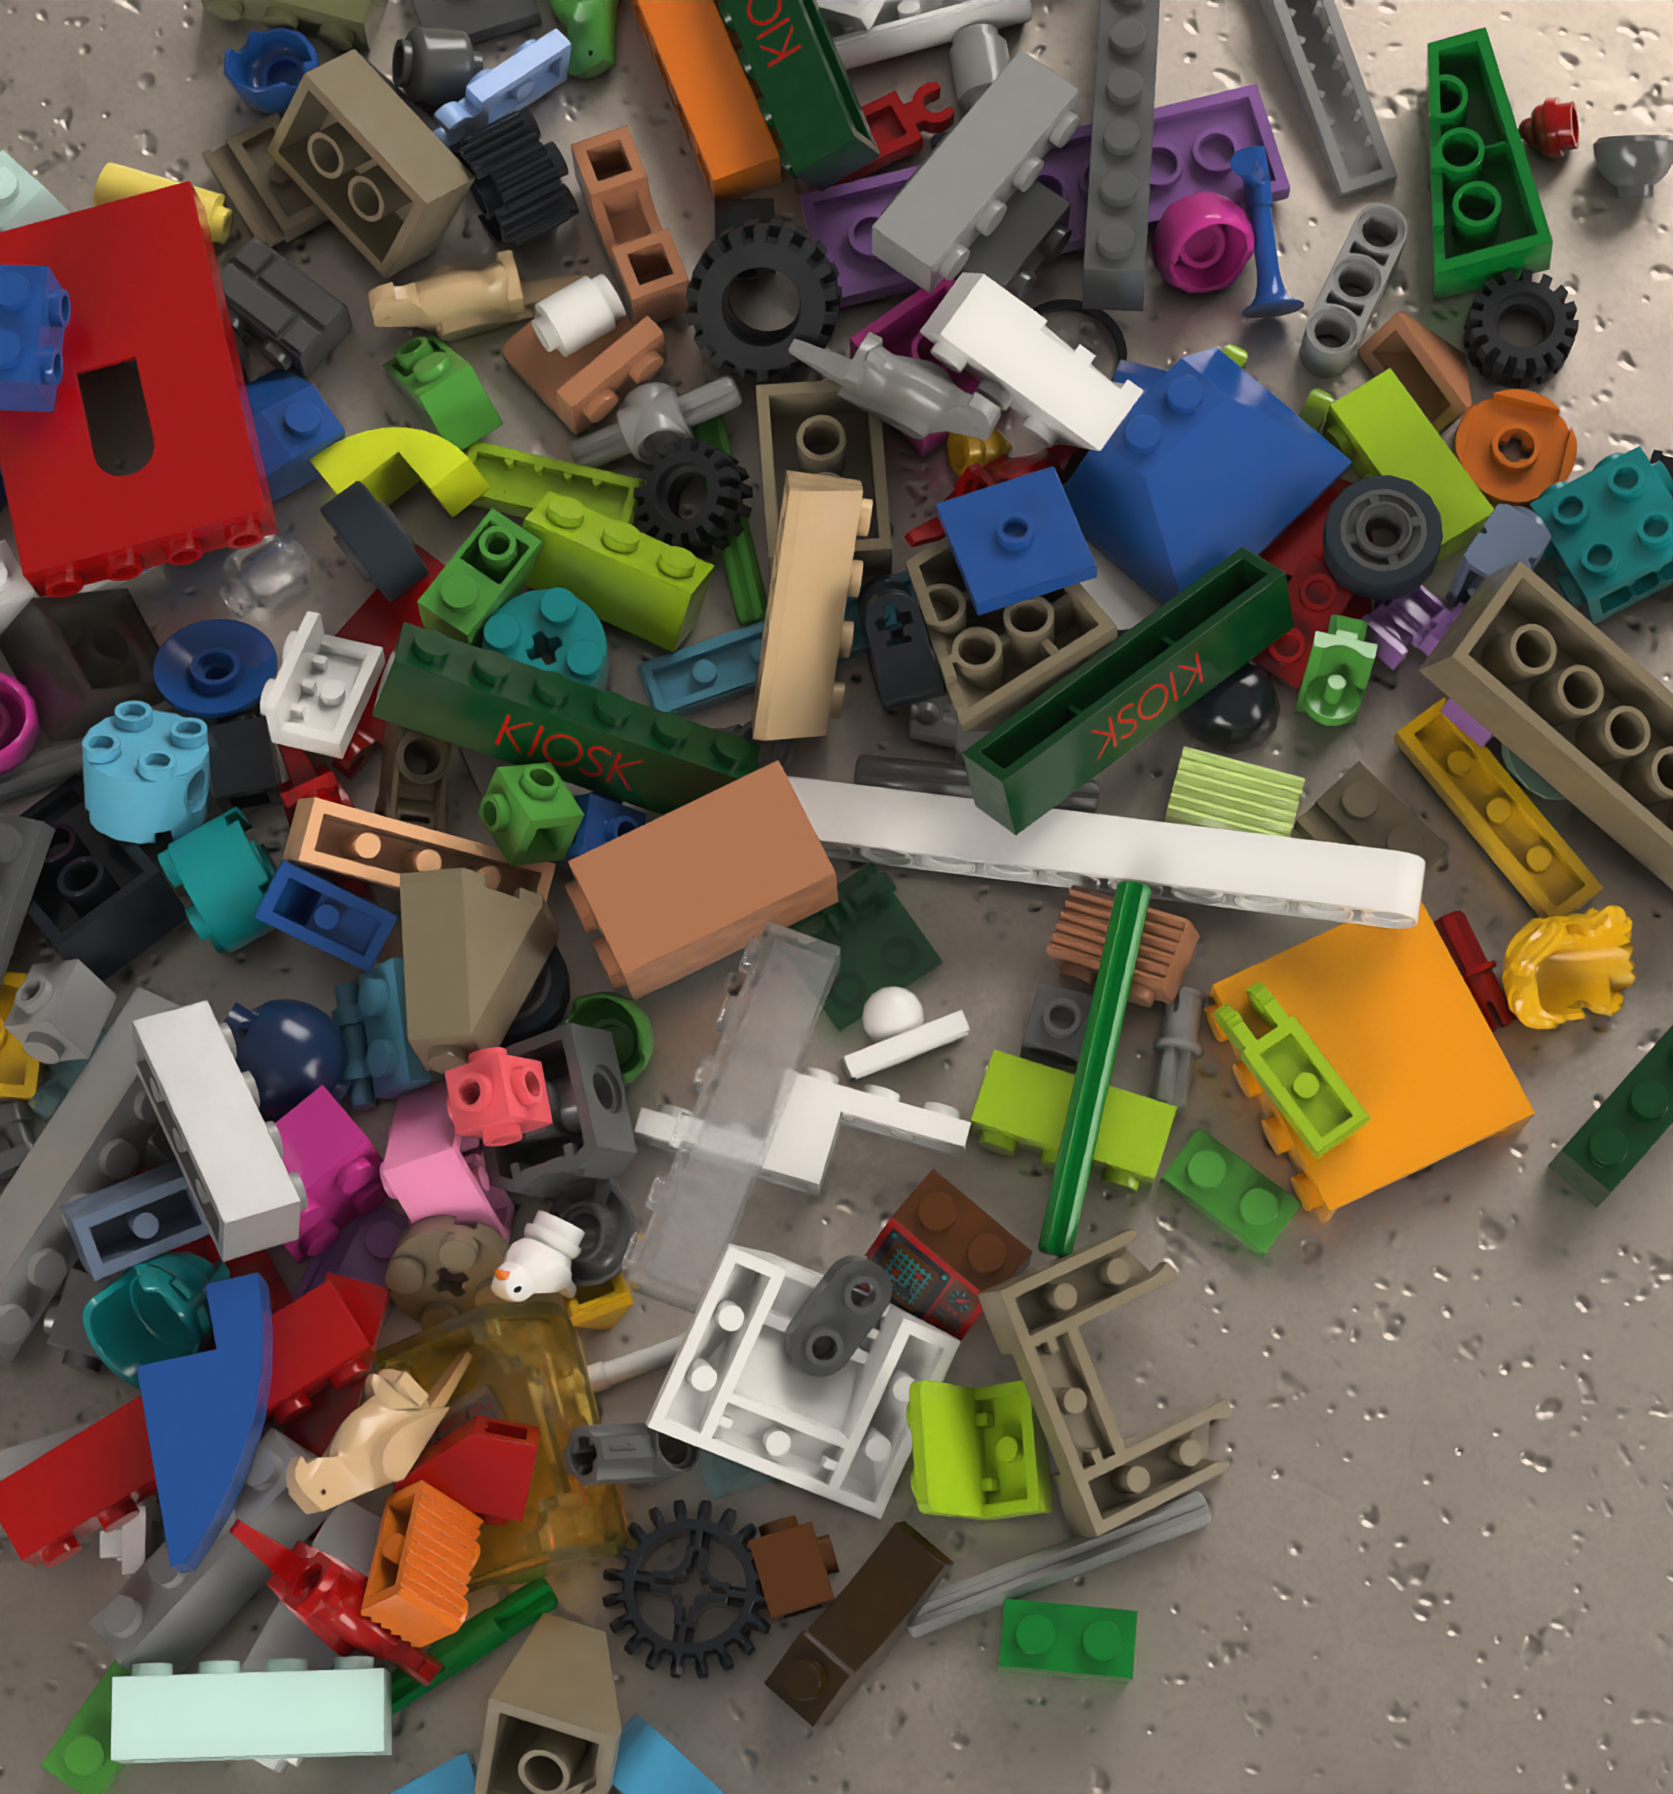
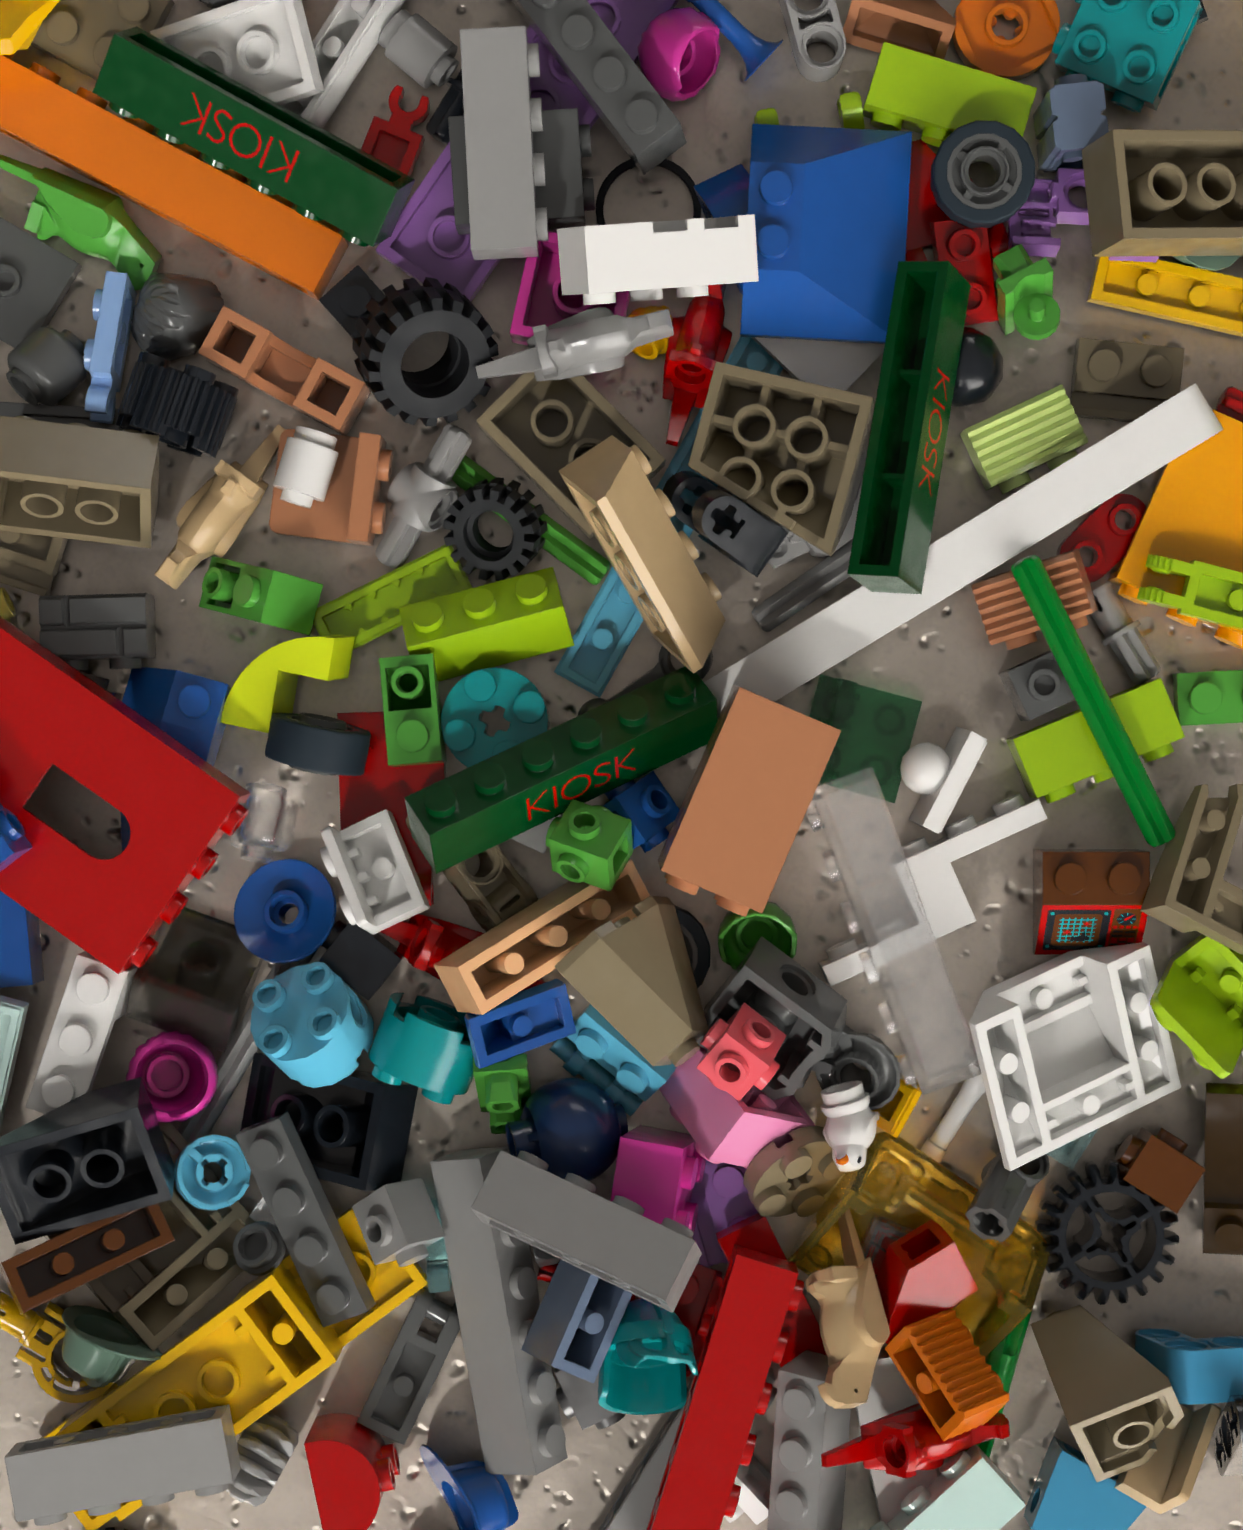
camera: 40 degrees left, 15 degrees up
(209, 1418) = (744, 1408): blue slope -> none
(263, 968) = (503, 1090): none -> bright green hips
(580, 107) = (174, 314): none -> dark grey hair
(834, 1314) = (1057, 995): dark grey plate -> none
(1016, 540) = (753, 390): blue plate -> none
(1233, 950) = (1103, 535): none -> red plate

